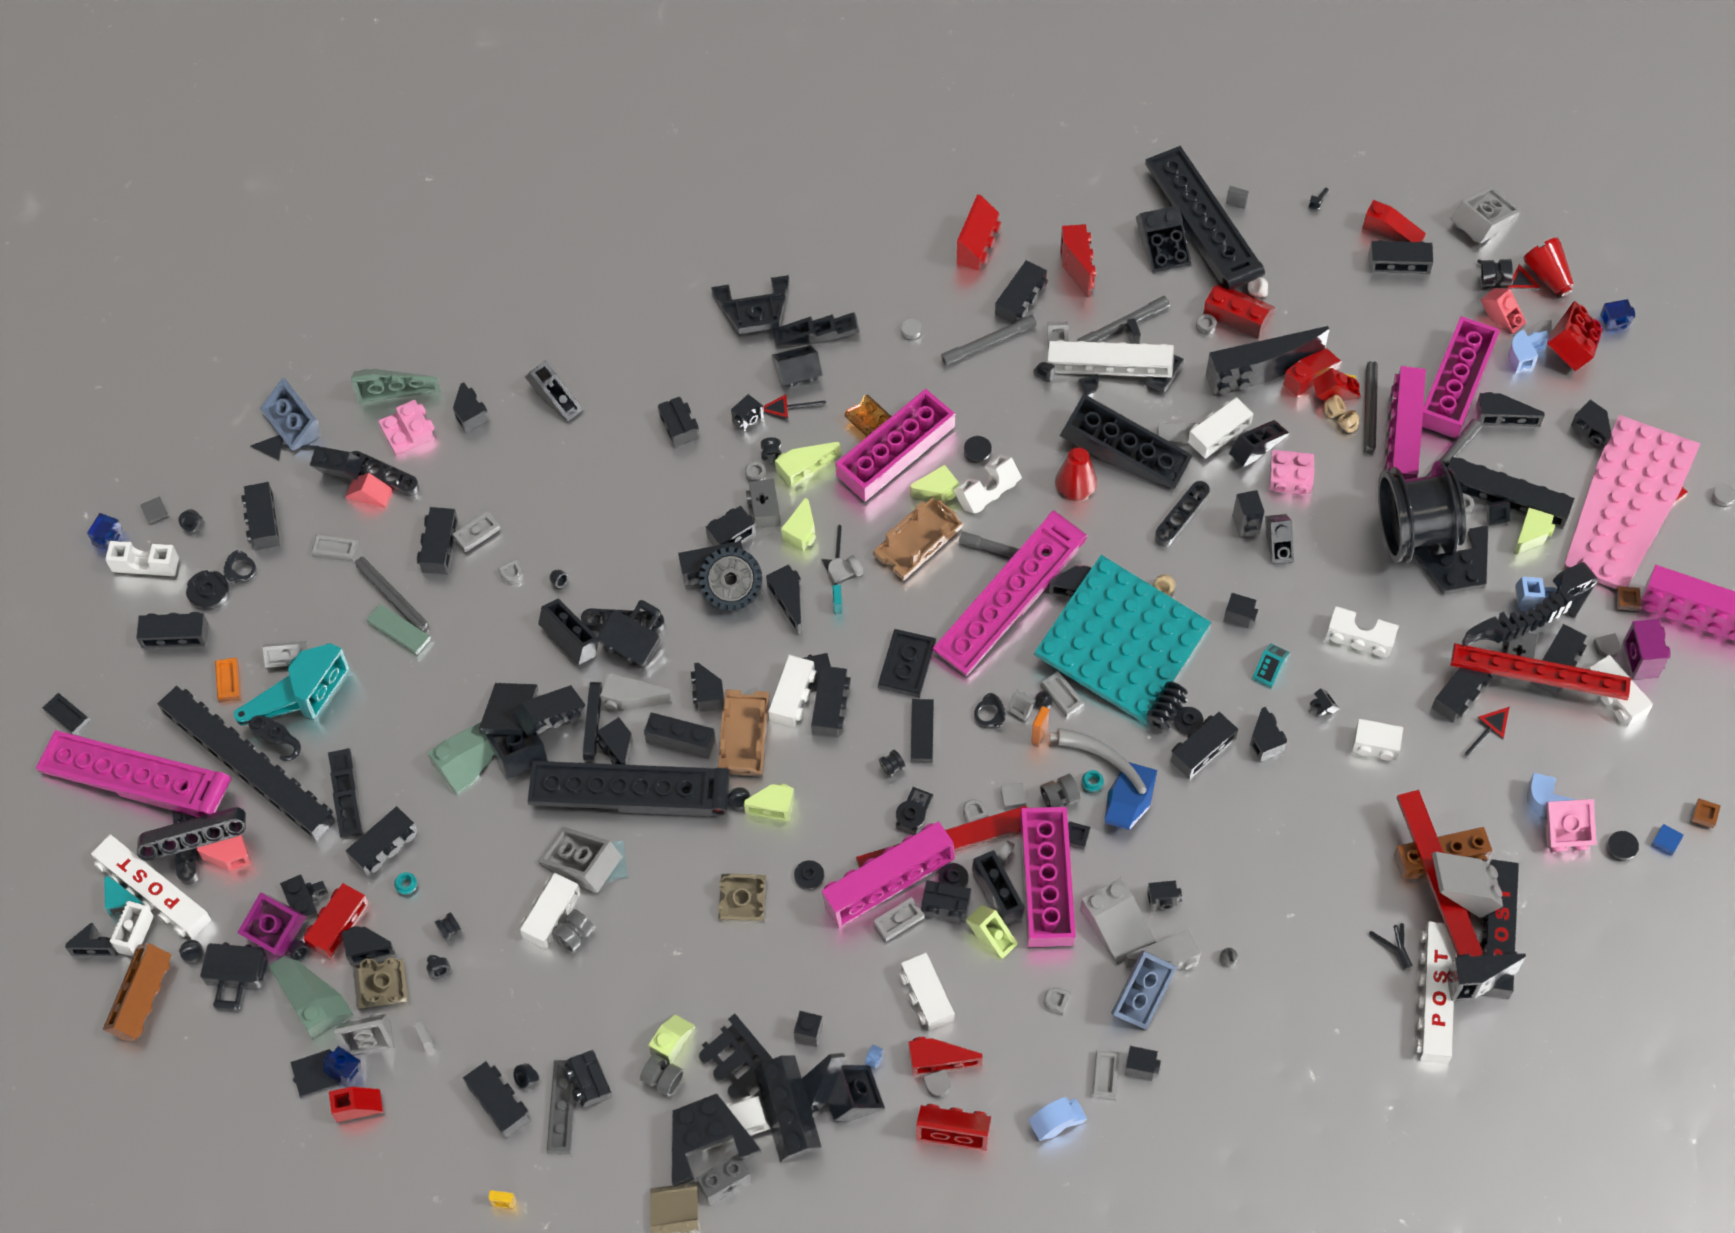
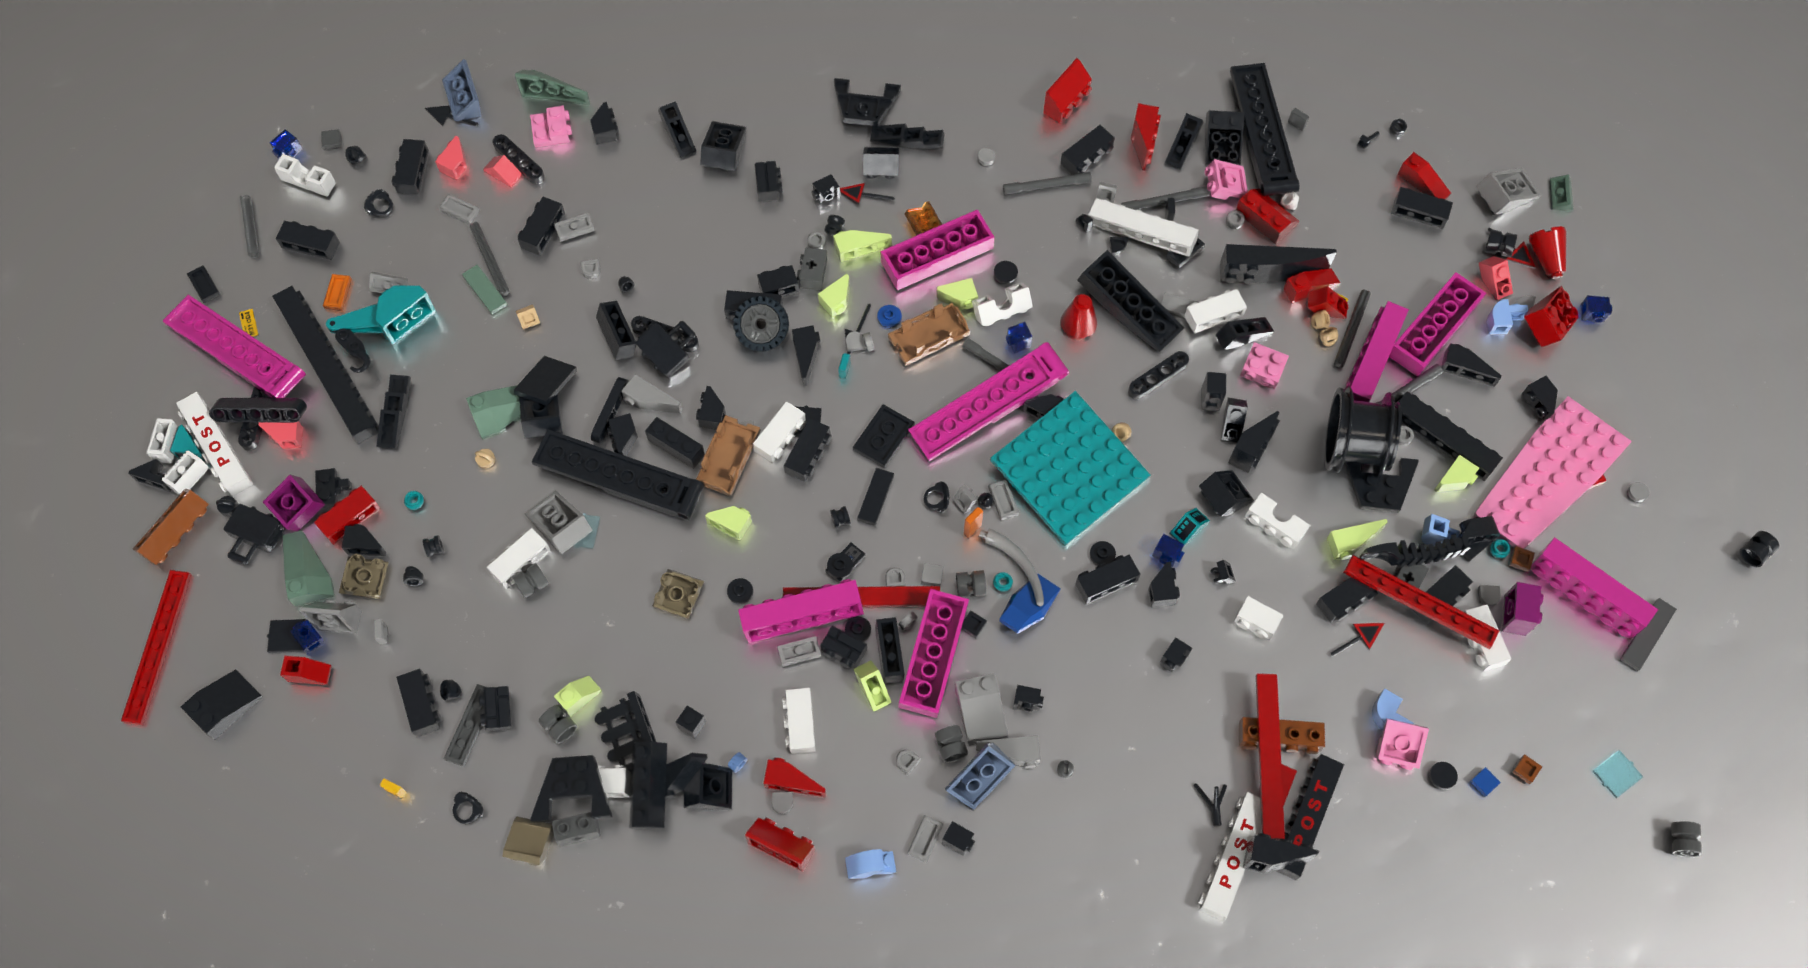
camera: 15 degrees right, 5 degrees up
(91, 899) = (162, 440): none -> white brick
(98, 636) = (249, 218): none -> dark grey piece
(135, 741) = (248, 322): none -> yellow sticker
(169, 1131) = (156, 648): none -> red tile
(207, 590) = (348, 215): black tile -> none
(270, 1168) = (221, 703): none -> black slope
(298, 949) = (309, 529): black hinge -> none
(307, 495) = (452, 159): none -> coral slope
(336, 462) = (482, 139): black brick -> none
(382, 841) = (406, 460): black brick -> none
(461, 645) = (527, 316): none -> tan tile
(469, 814) = (485, 458): none -> tan tile
(549, 710) = (575, 391): black brick -> none
(605, 1192) = (462, 797): none -> black piece
(613, 396) = (722, 146): none -> black slope
(737, 798) = (703, 508): black tile -> none
(866, 532) = (889, 316): none -> blue piece
(1018, 514) = (1019, 337): none -> clear blue brick
(1100, 968) = (951, 743): none -> dark grey wheel
(1122, 254) = (1184, 141): none -> black slope
(1167, 705) = (1086, 536): black piece -> none
(1182, 283) = (1226, 180): none -> bright pink plate
(1241, 610) = (1179, 472): black brick -> none
(1258, 695) = (1168, 550): none -> clear blue brick
(1297, 618) = (1225, 492): none -> black slope
(1304, 802) = (1175, 654): none -> black brick
(1309, 557) = (1253, 443): none -> black slope
(1350, 173) = (1401, 123): none -> black axle
(1443, 631) = (1349, 540): none -> yellowish green slope
(1468, 882) = (1292, 769): light grey slope -> none
(1498, 512) = (1431, 451): black tile -> none
(1541, 202) = (1561, 193): none -> sand green slope
(1605, 590) = (1504, 545): none -> teal plate

